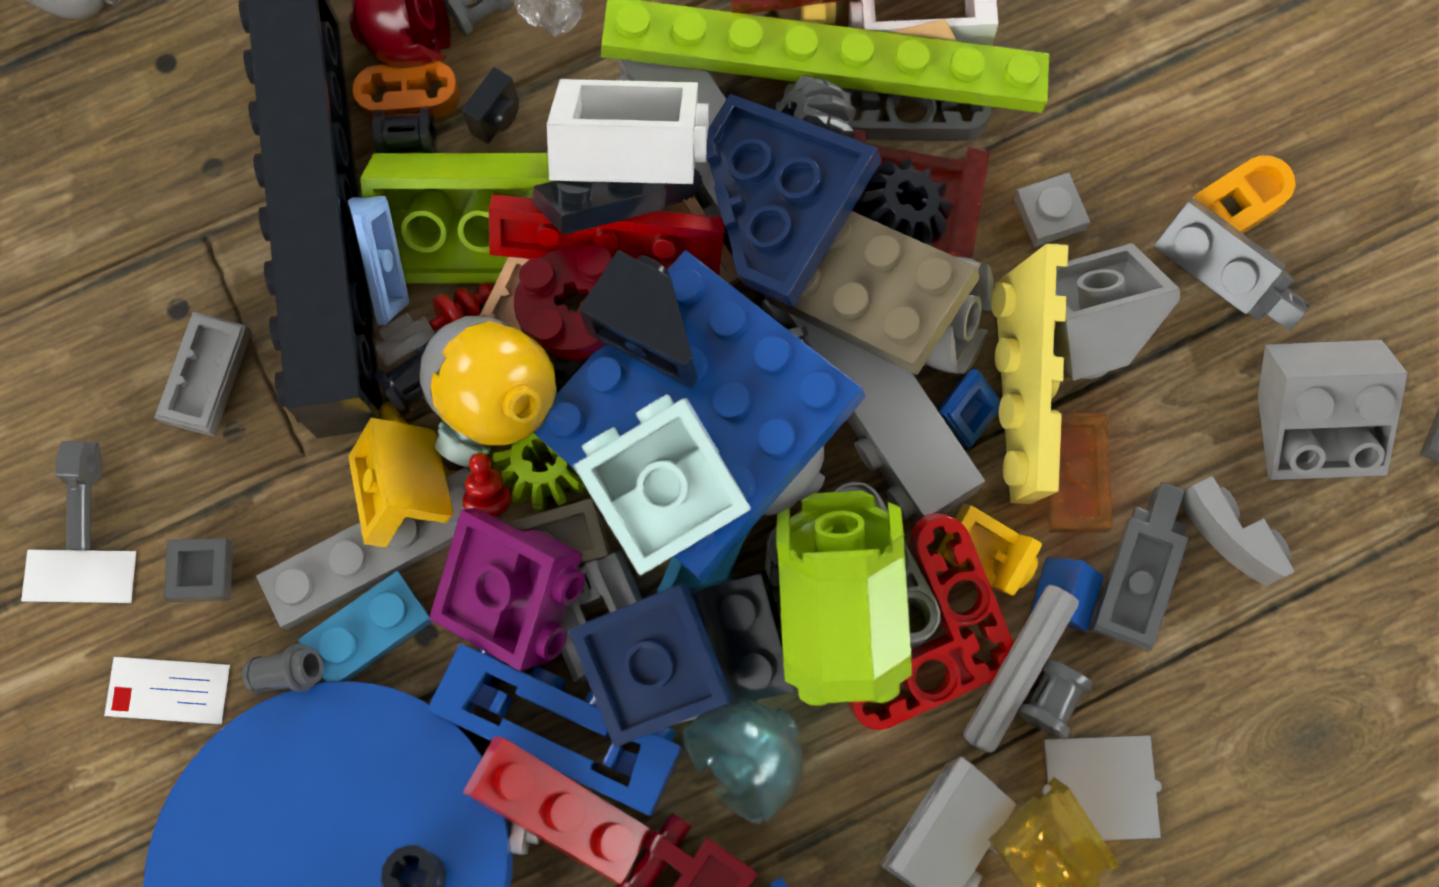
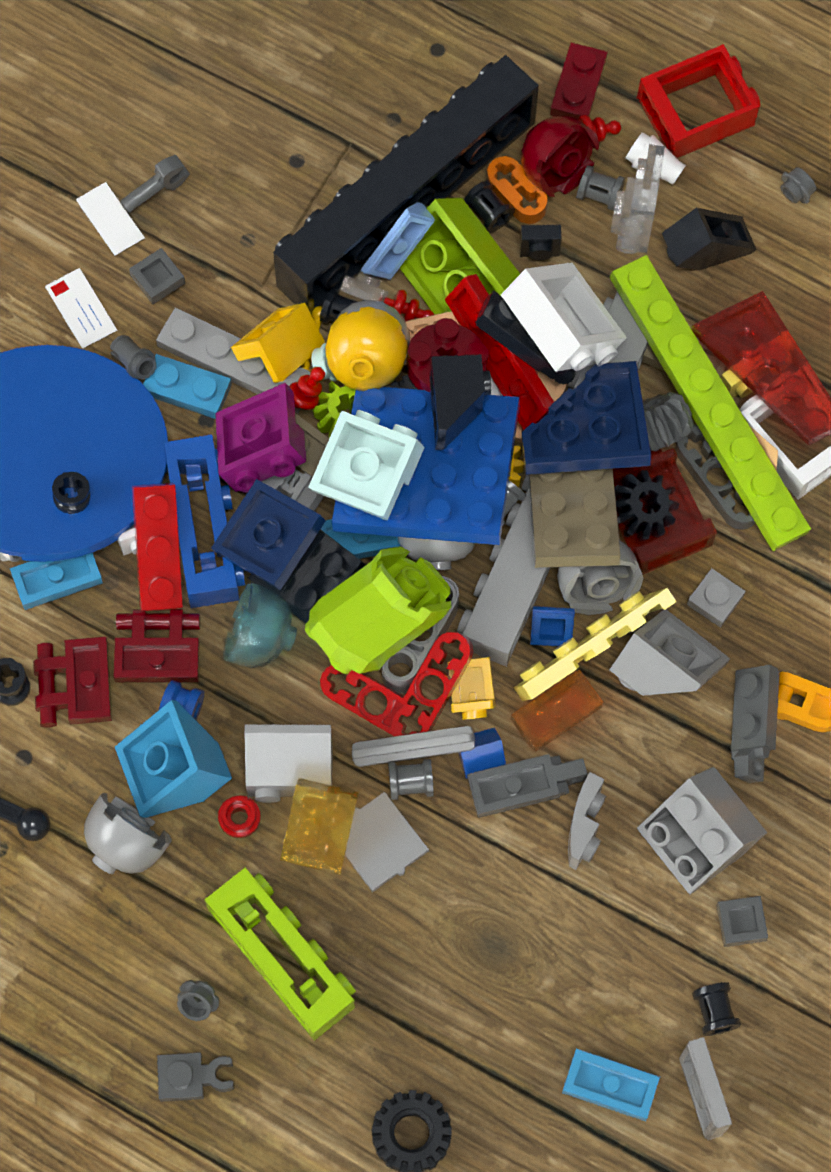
camera: 50 degrees right, 5 degrees down
(203, 374) = (268, 200): light grey plate -> none

